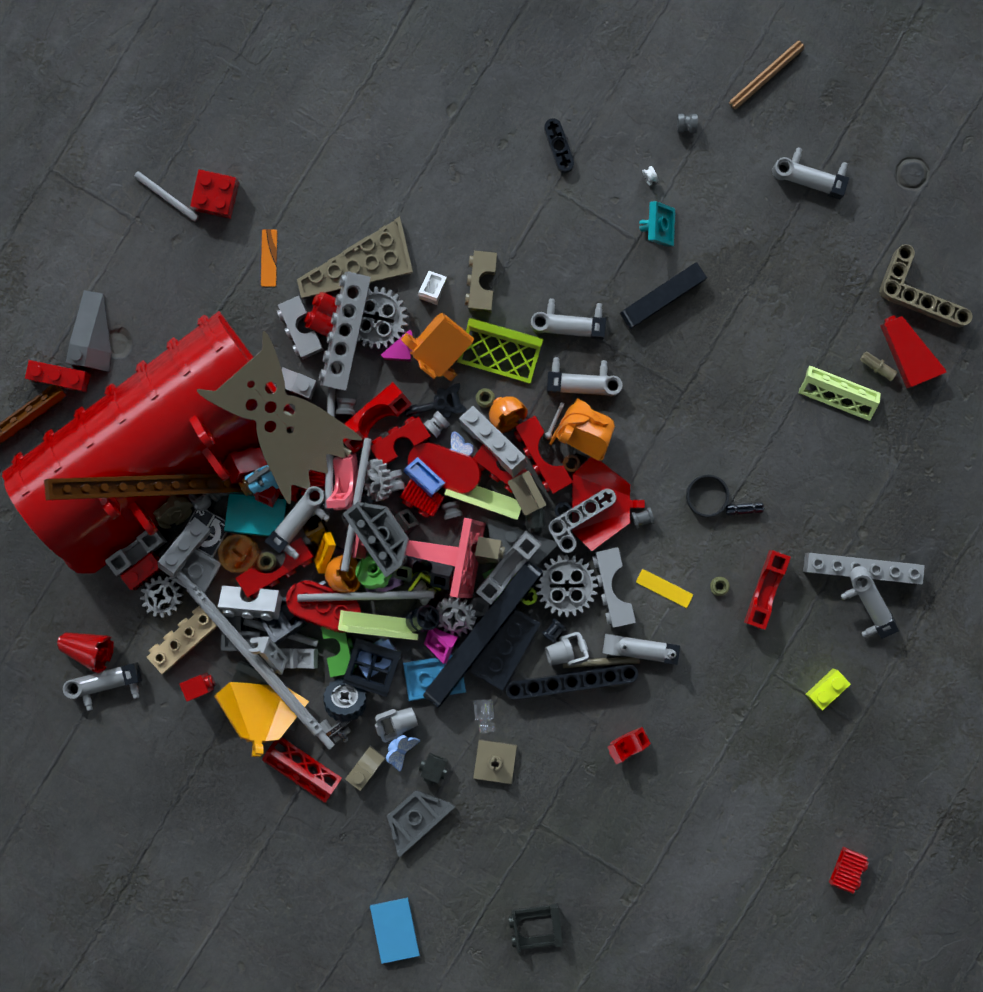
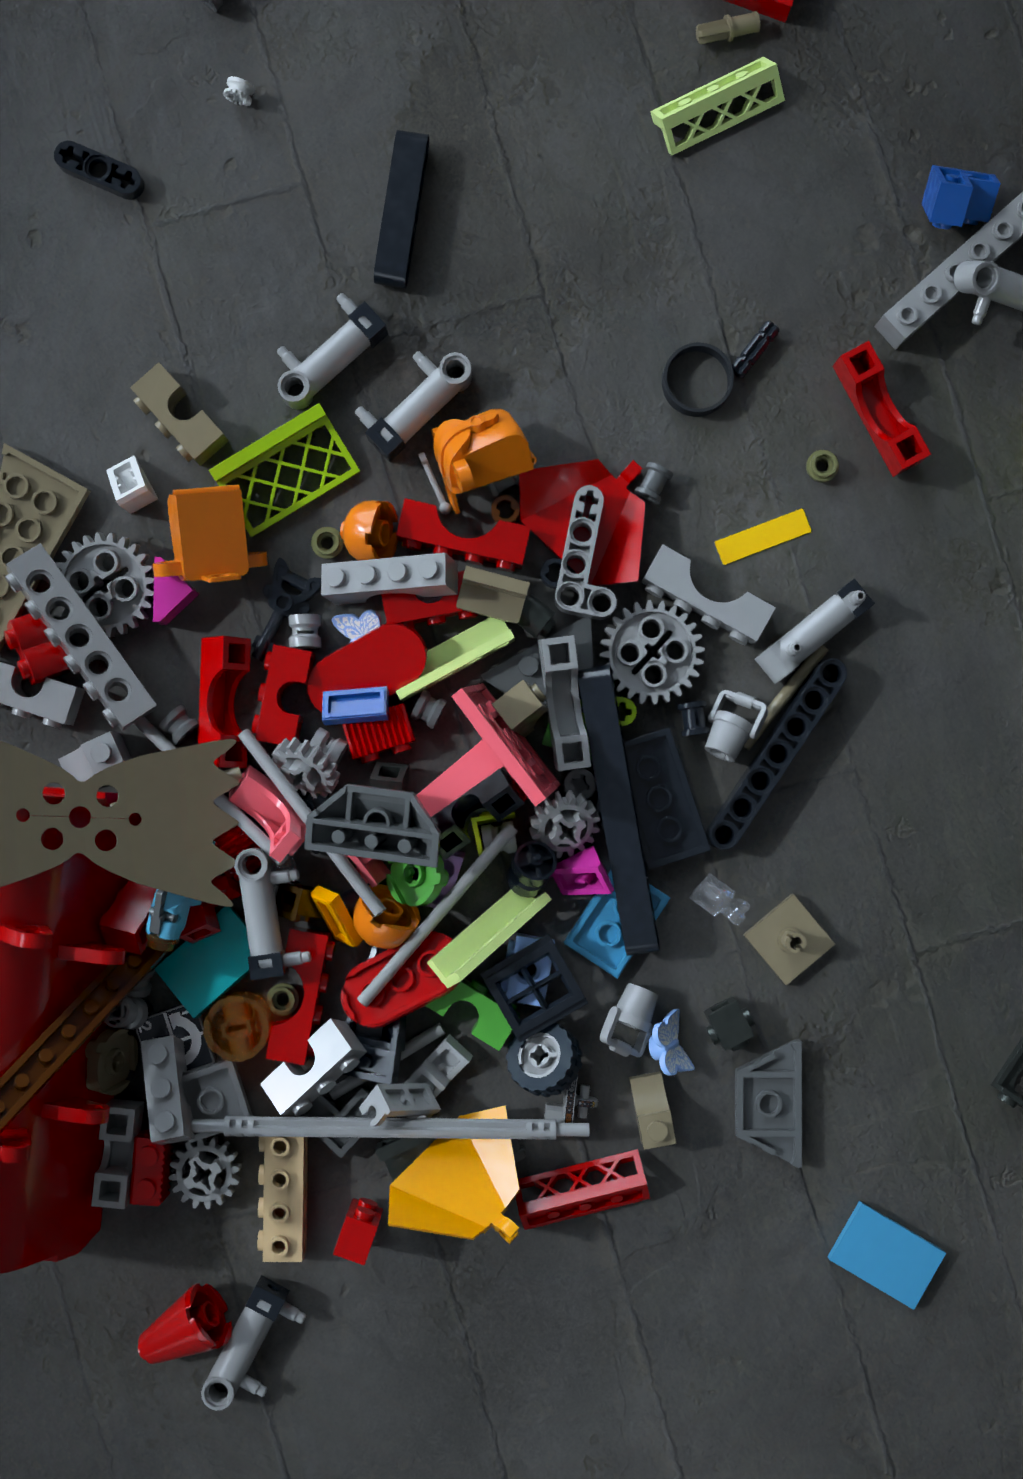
camera: 55 degrees left, 0 degrees up
(628, 745) = (918, 754): red brick -> none
(660, 224) = (310, 131): teal tile -> none
(895, 537) = (959, 197): none -> blue brick

